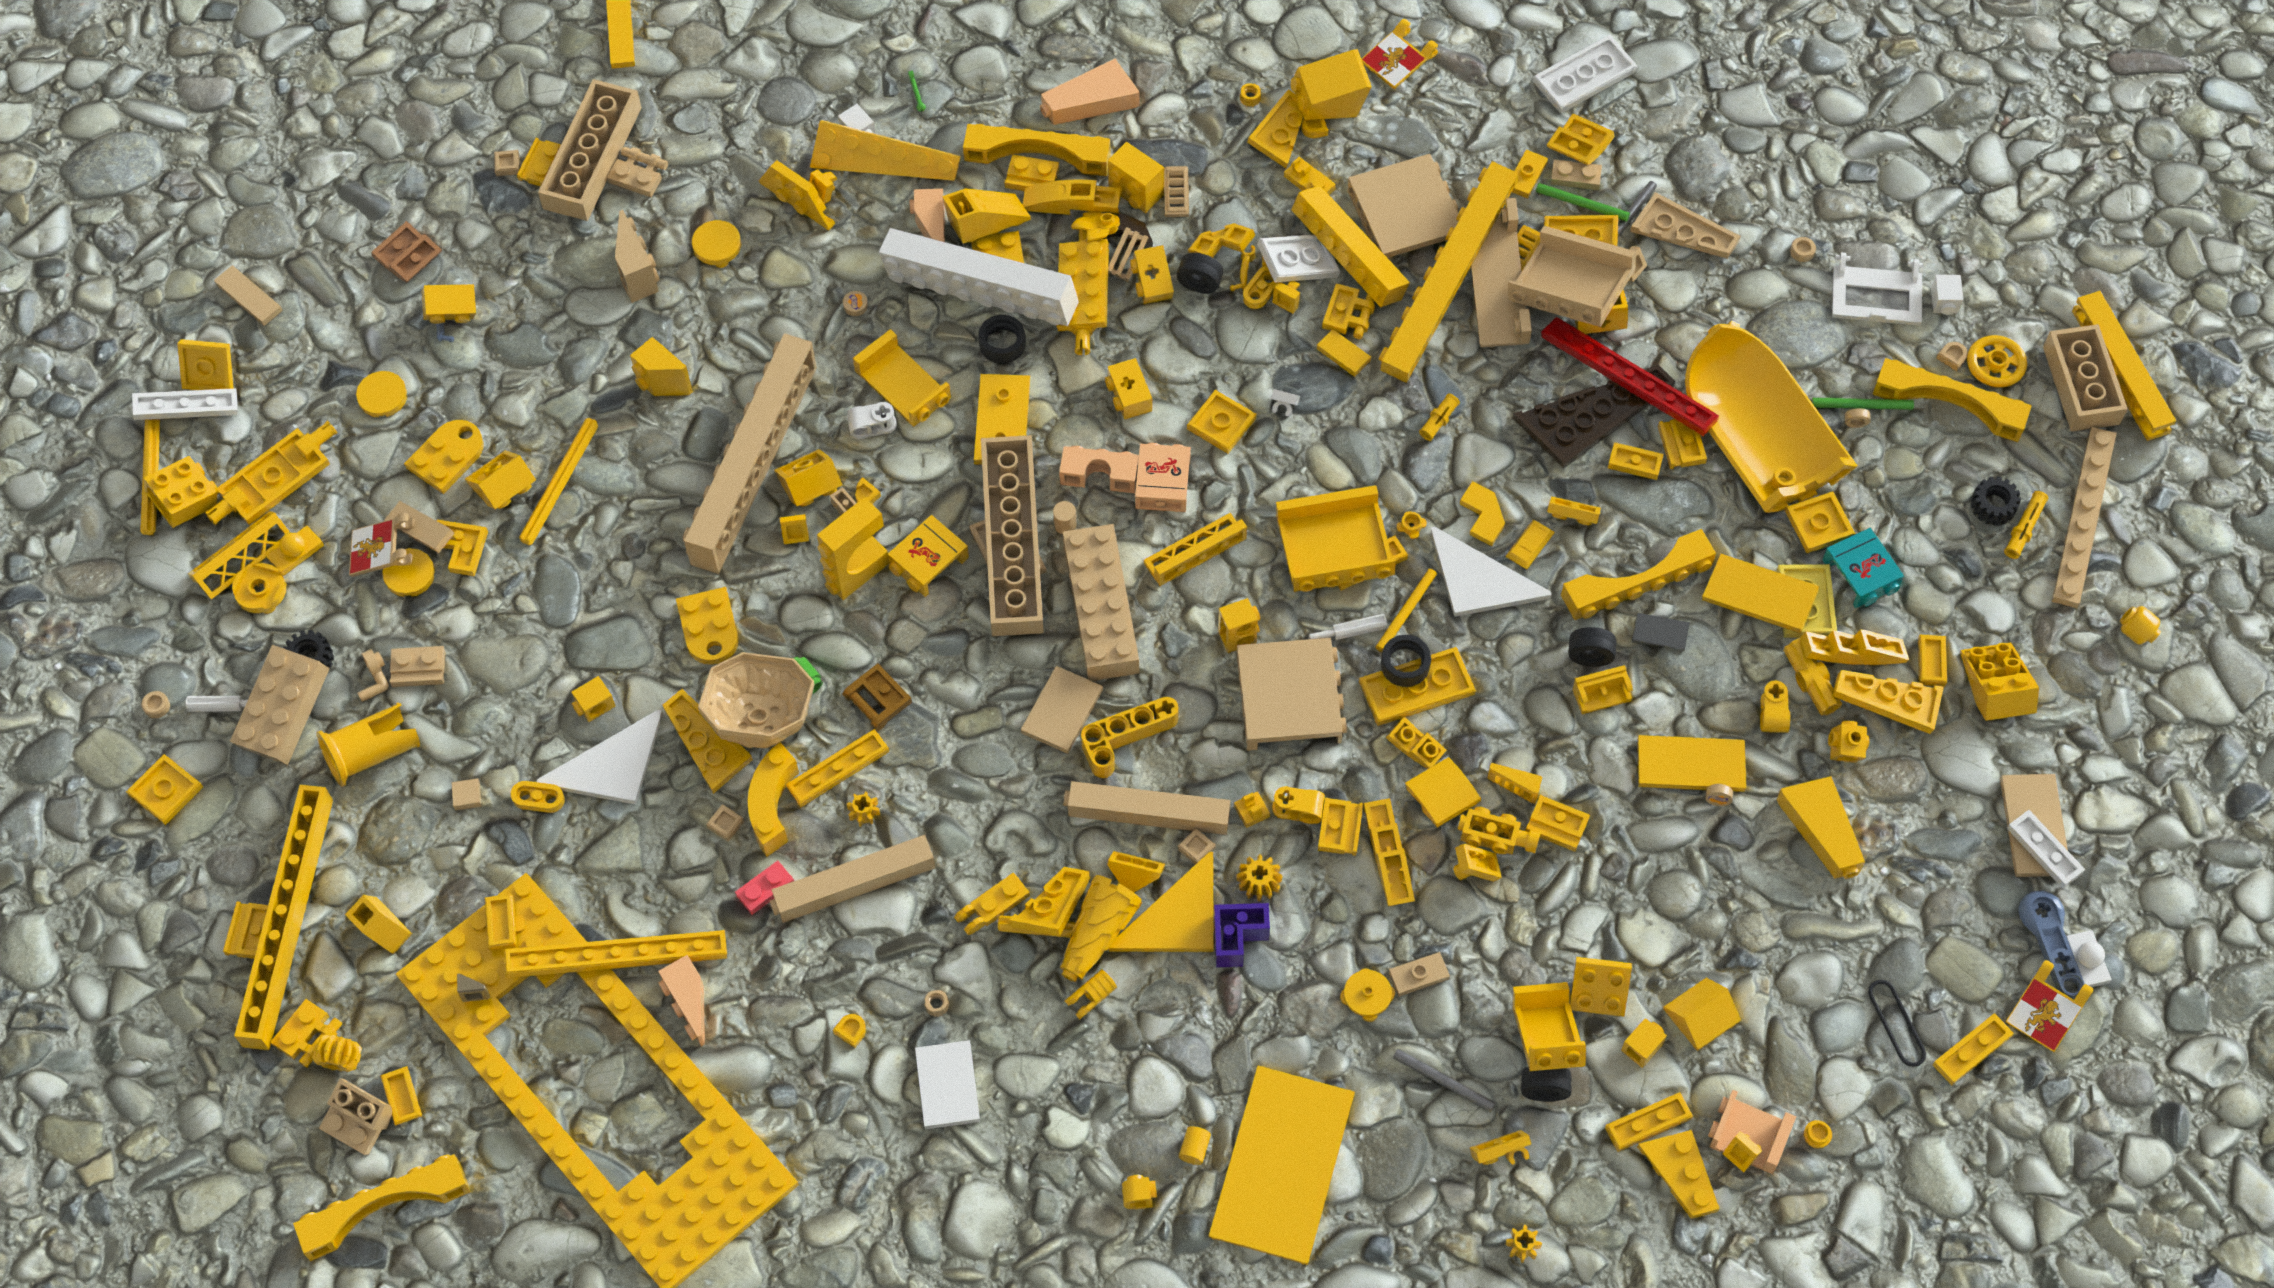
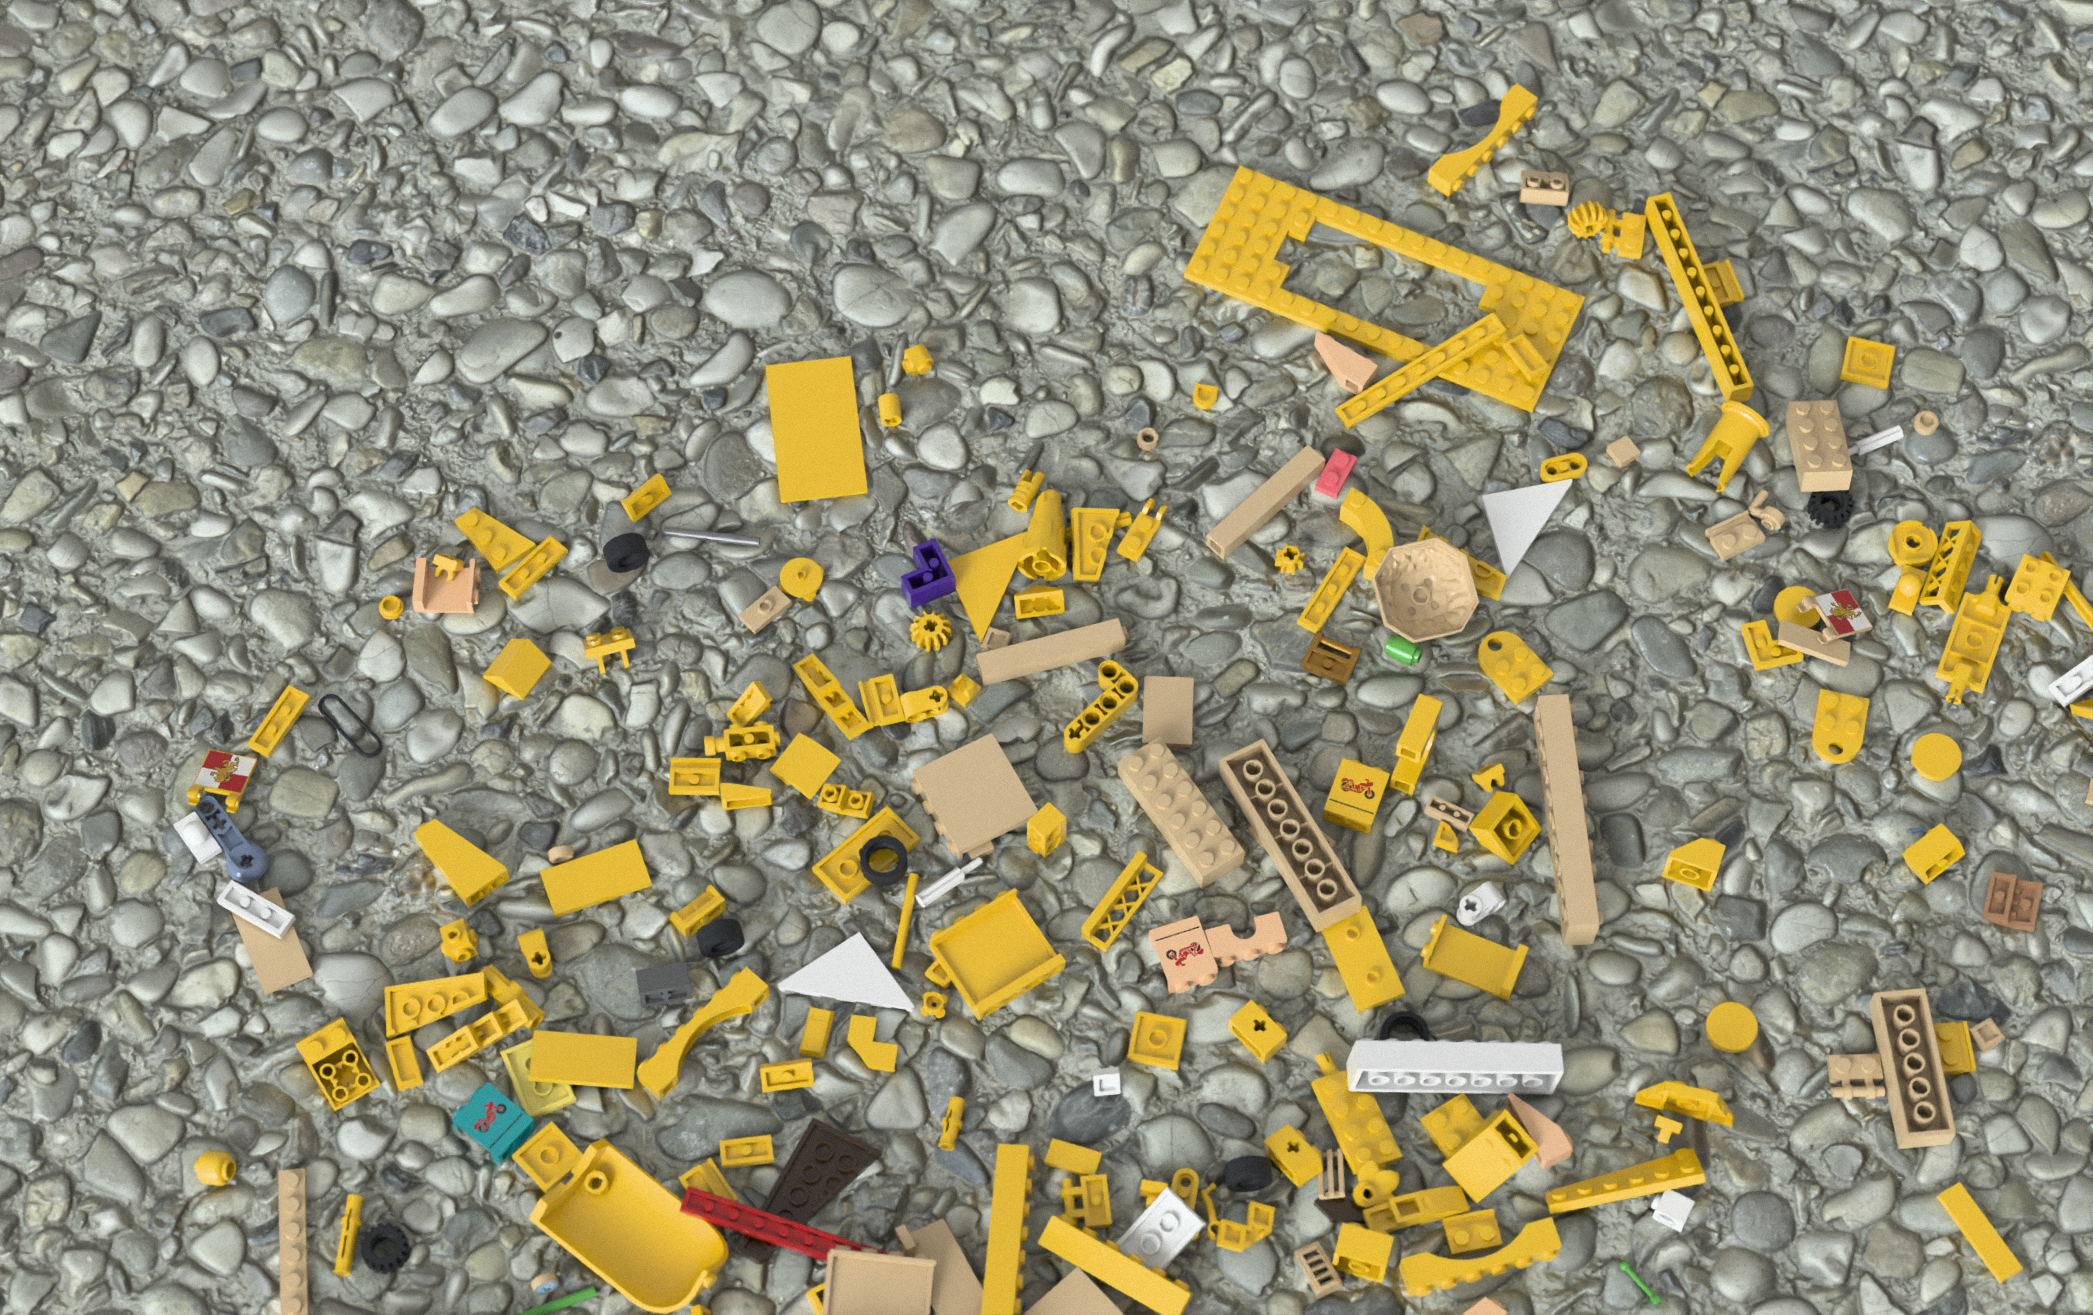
camera: 155 degrees right, 0 degrees up
(378, 923) = (1623, 321): yellow slope -> none
(401, 1095) = (1521, 219): yellow tile -> none
(470, 989) = (1514, 296): dark tan slope -> none
(501, 479) = (1775, 716): yellow slope -> none
(558, 481) = (1724, 740): yellow axle -> none
(592, 699) = (1568, 560): yellow brick -> none
(633, 262) = (1793, 963): tan slope -> none
(725, 822) = (1398, 511): tan tile -> none
(855, 303) = (1564, 1021): tan tile -> none
(947, 1084) = (1107, 384): white tile -> none
(1064, 517) = (1252, 879): tan piece -> none
(1530, 1240) = (601, 435): yellow gear -> none
(1548, 1027) = (637, 586): yellow panel -> none
(1644, 1042) = (557, 620): yellow brick -> none

